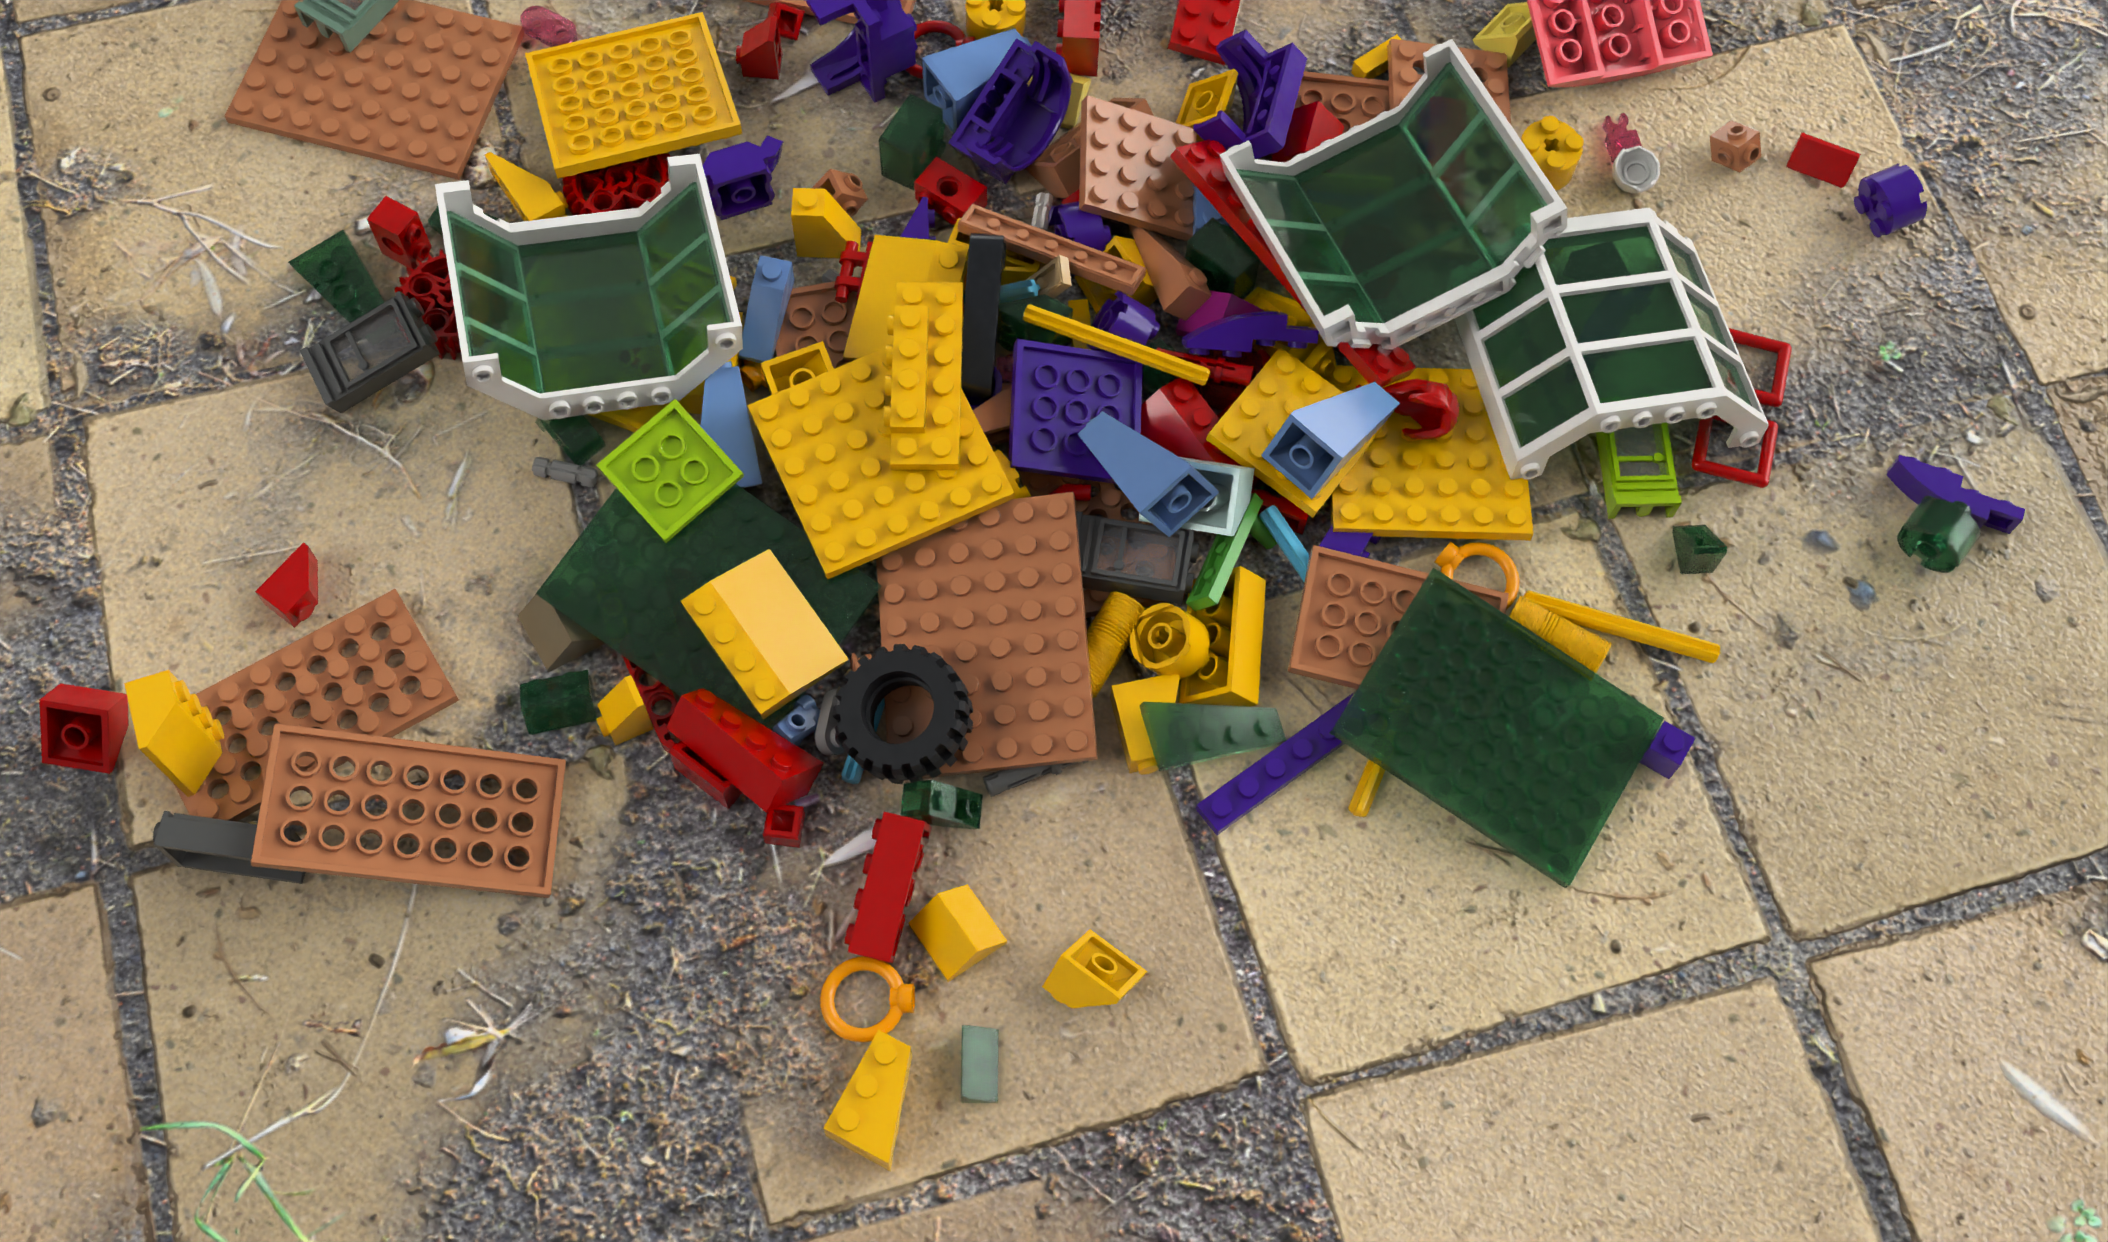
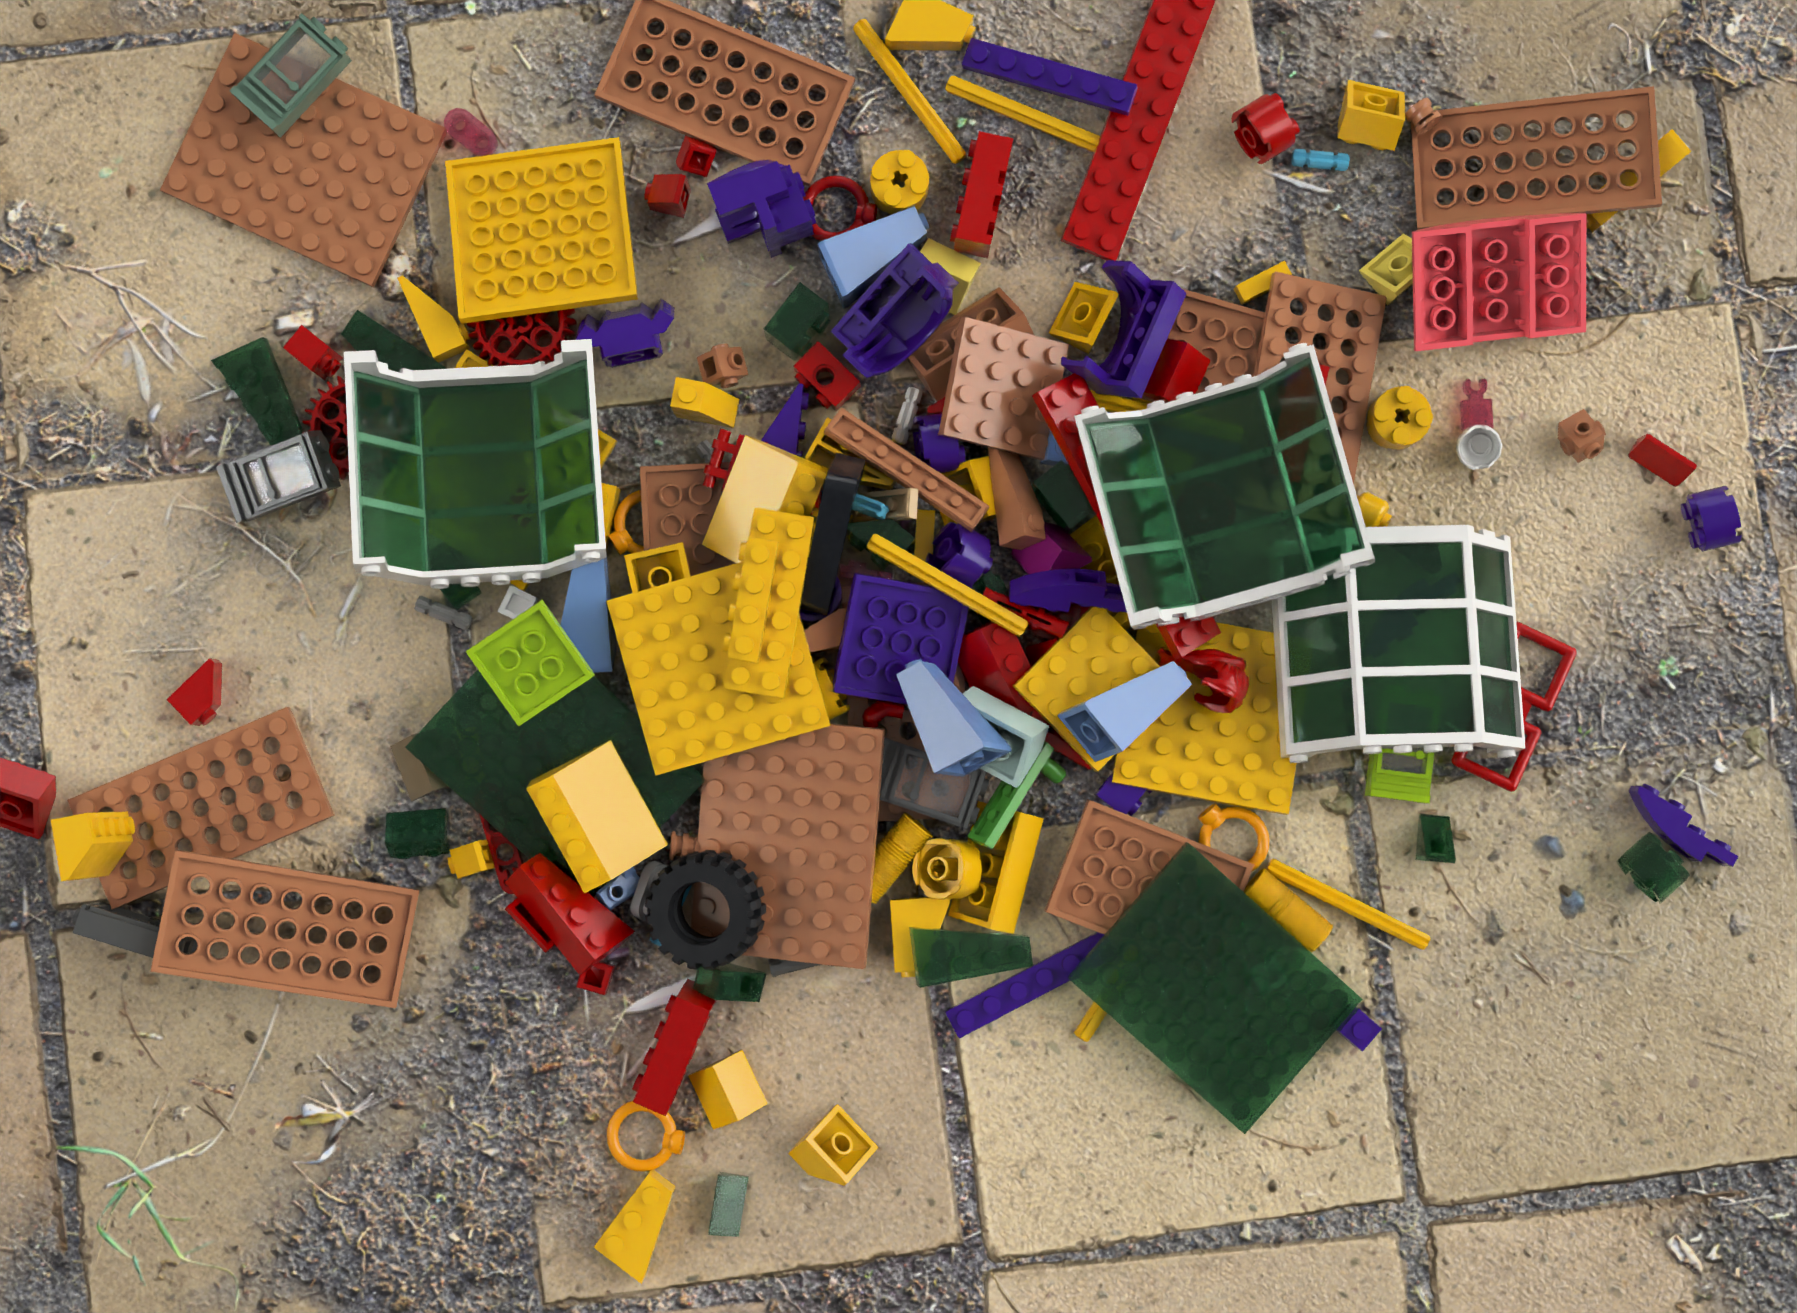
camera: 10 degrees right, 20 degrees up
(766, 308) = (637, 491): medium blue slope -> none
(1286, 539) = (1068, 783): medium azure axle -> none

